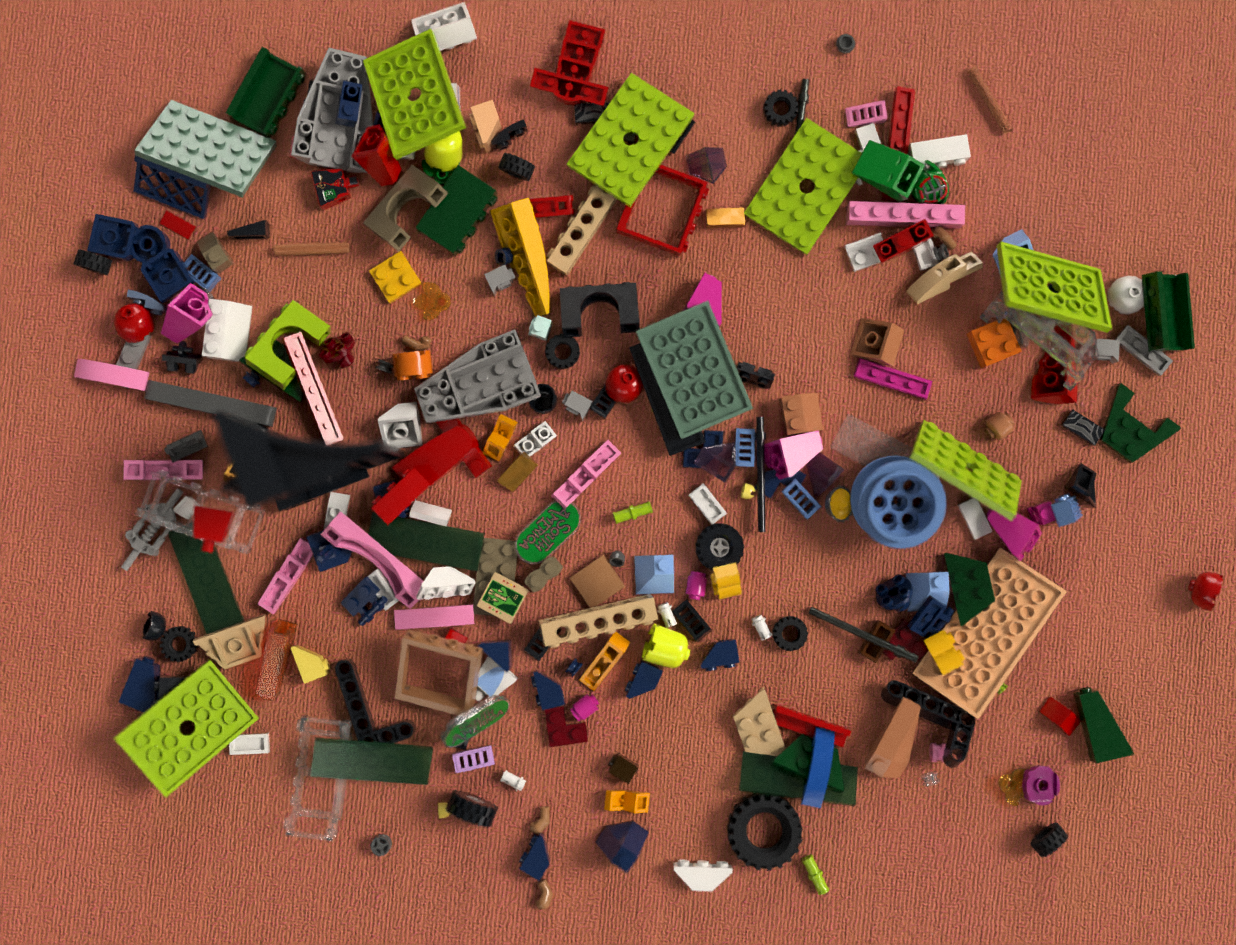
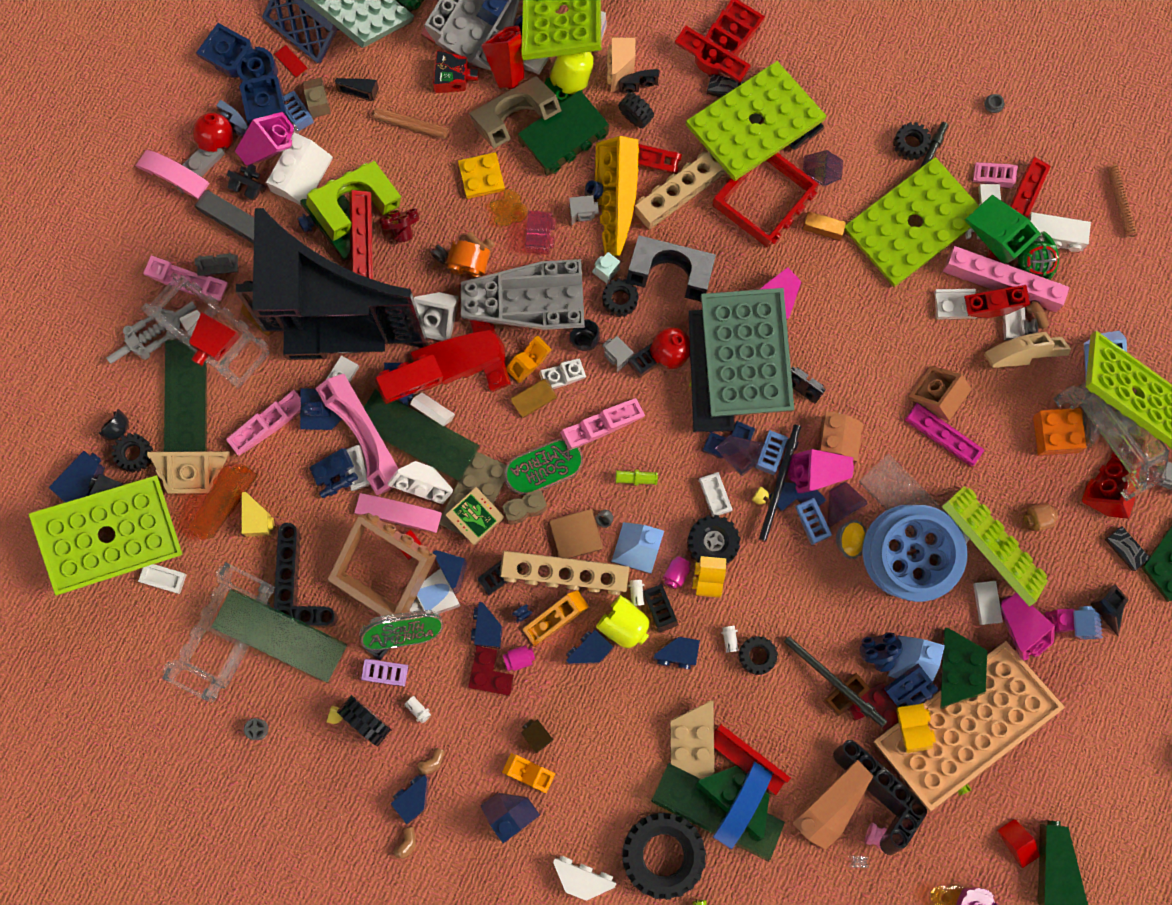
camera: 15 degrees right, 10 degrees down
(92, 262) = (197, 64): black tyre -> none
(468, 315) = (539, 232): none -> clear pink brick

